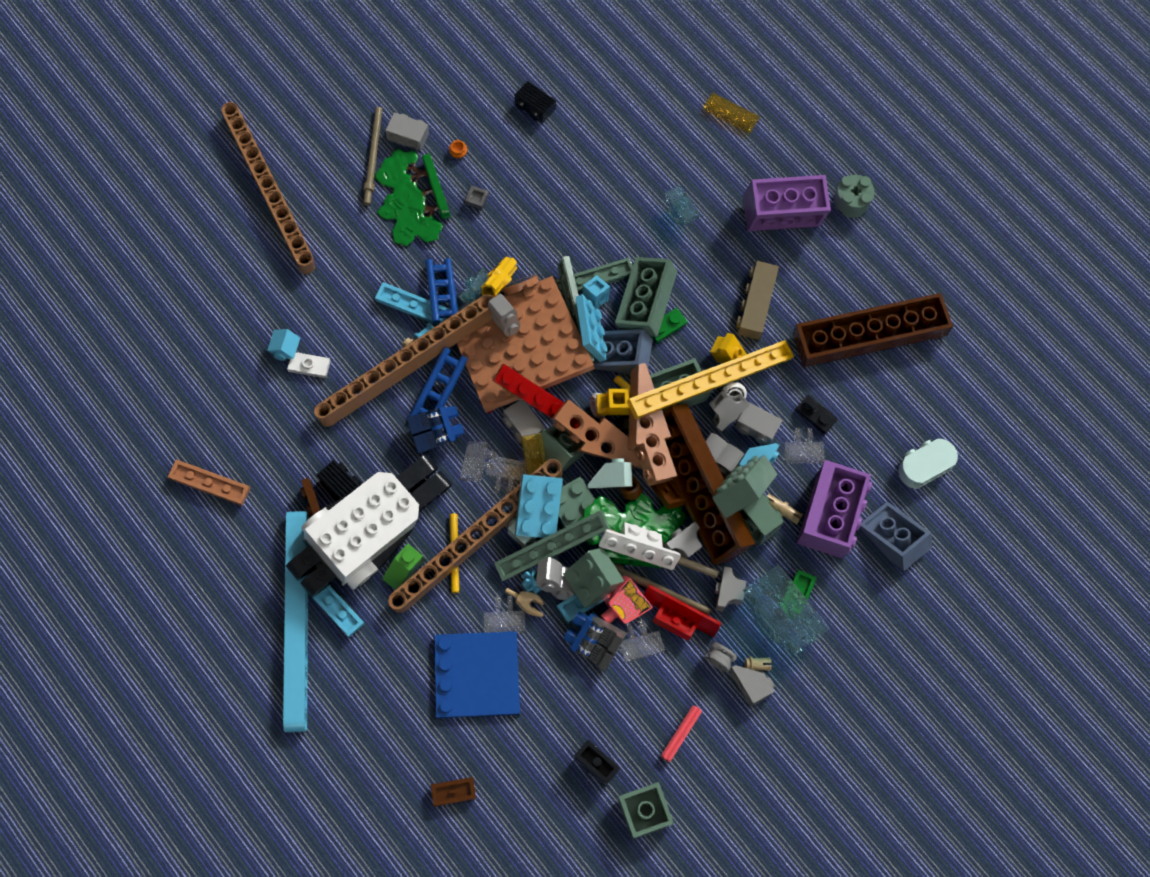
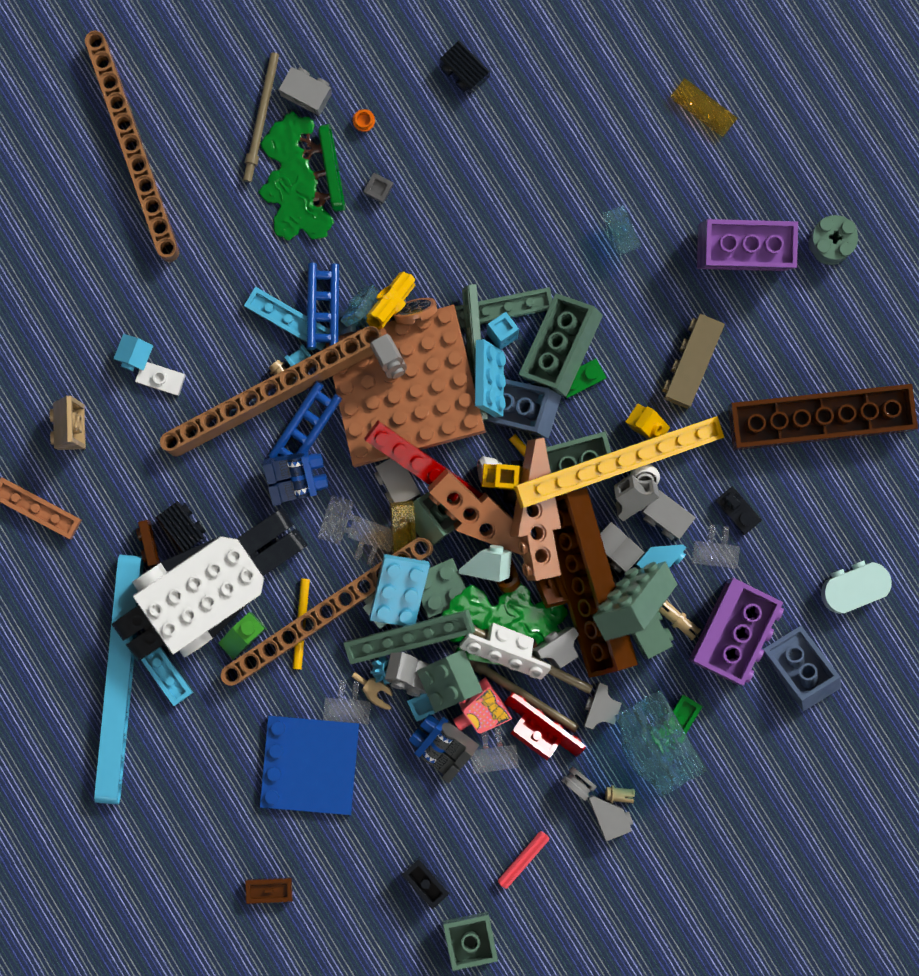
camera: 15 degrees right, 15 degrees up
(231, 406) = (69, 424): none -> tan slope

